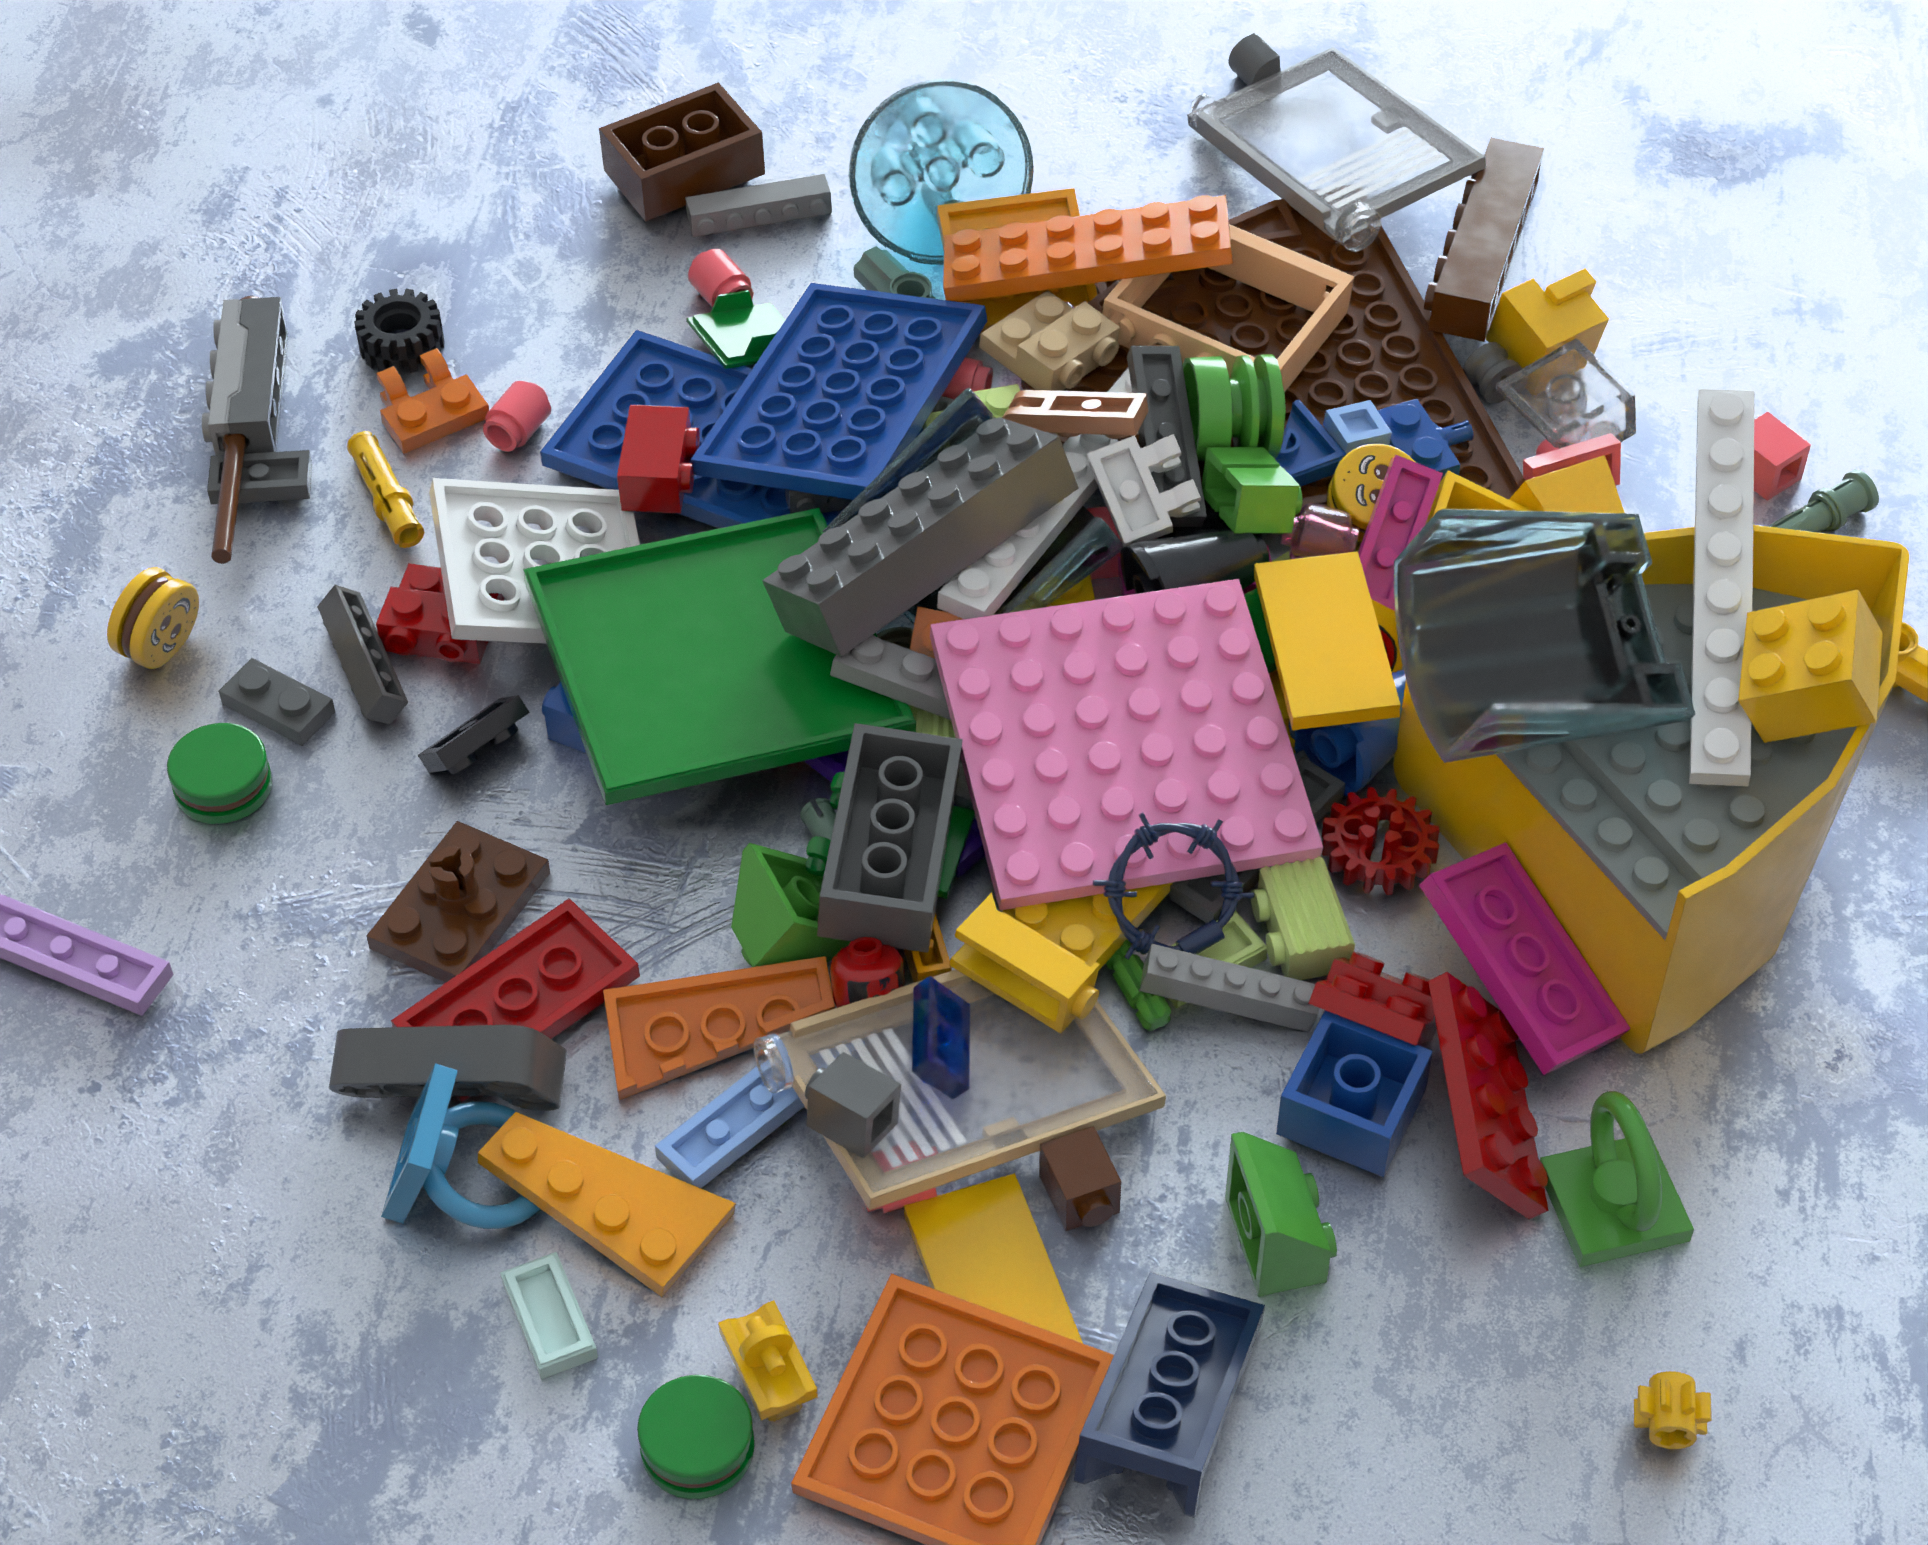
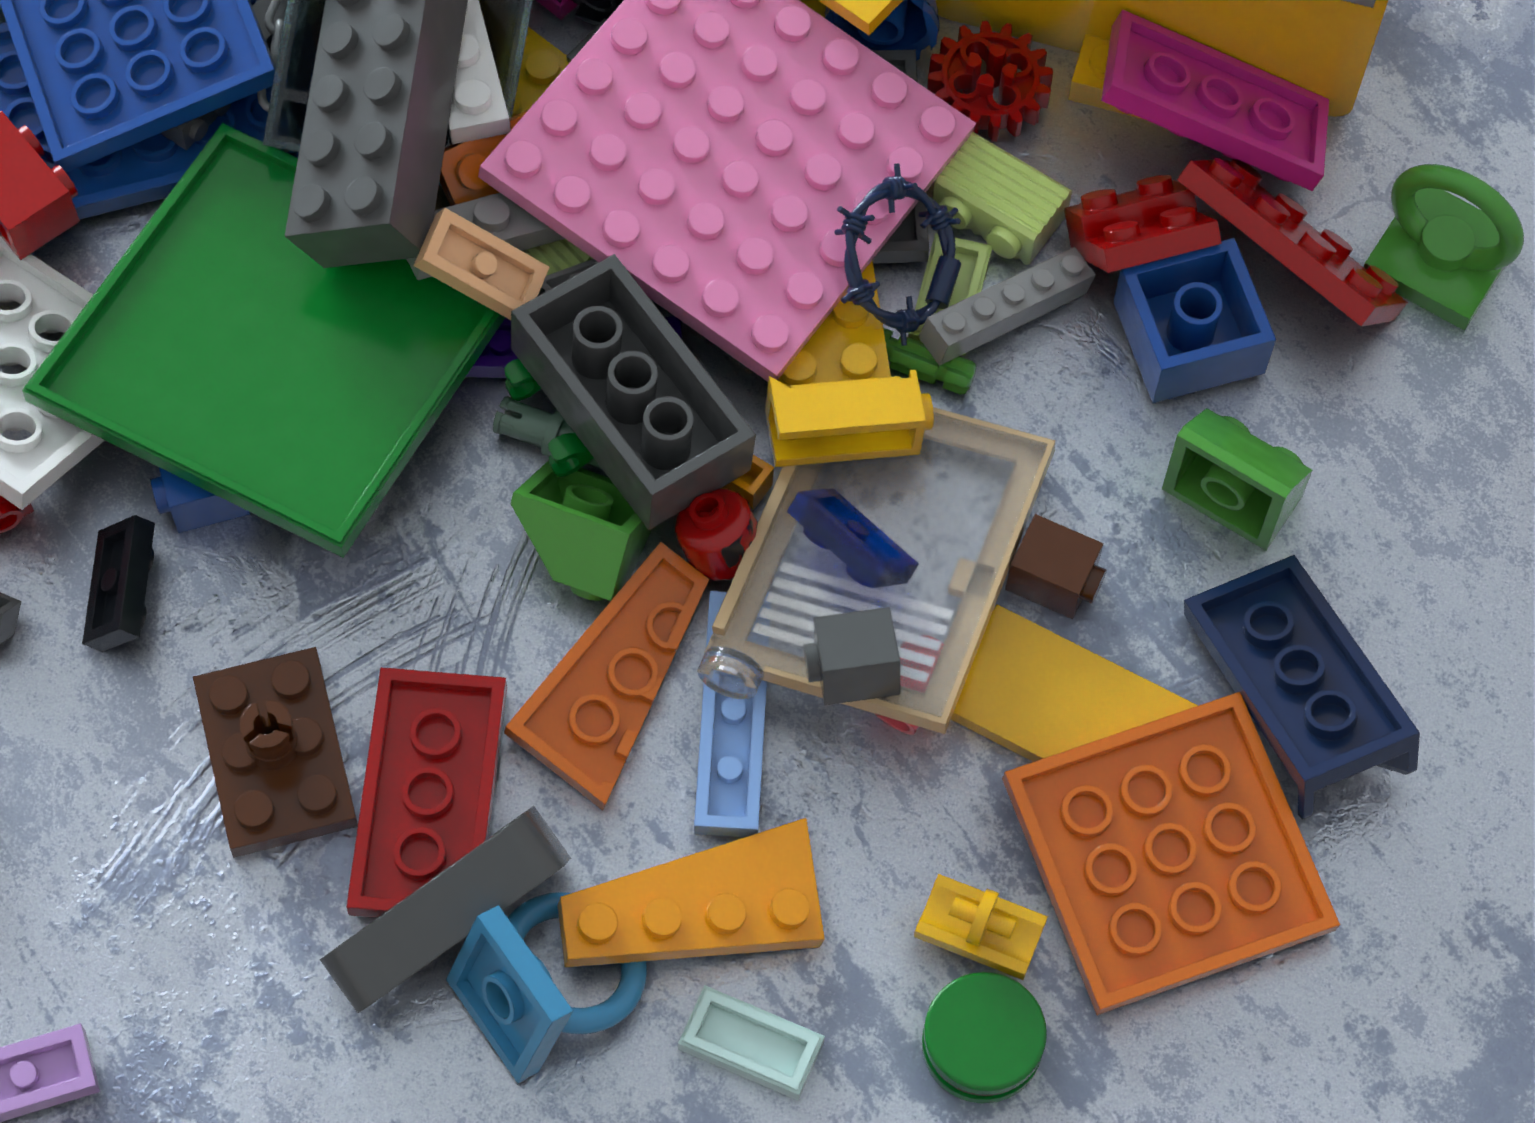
camera: 45 degrees left, 15 degrees up
(869, 682) = (479, 264): none -> light nougat plate

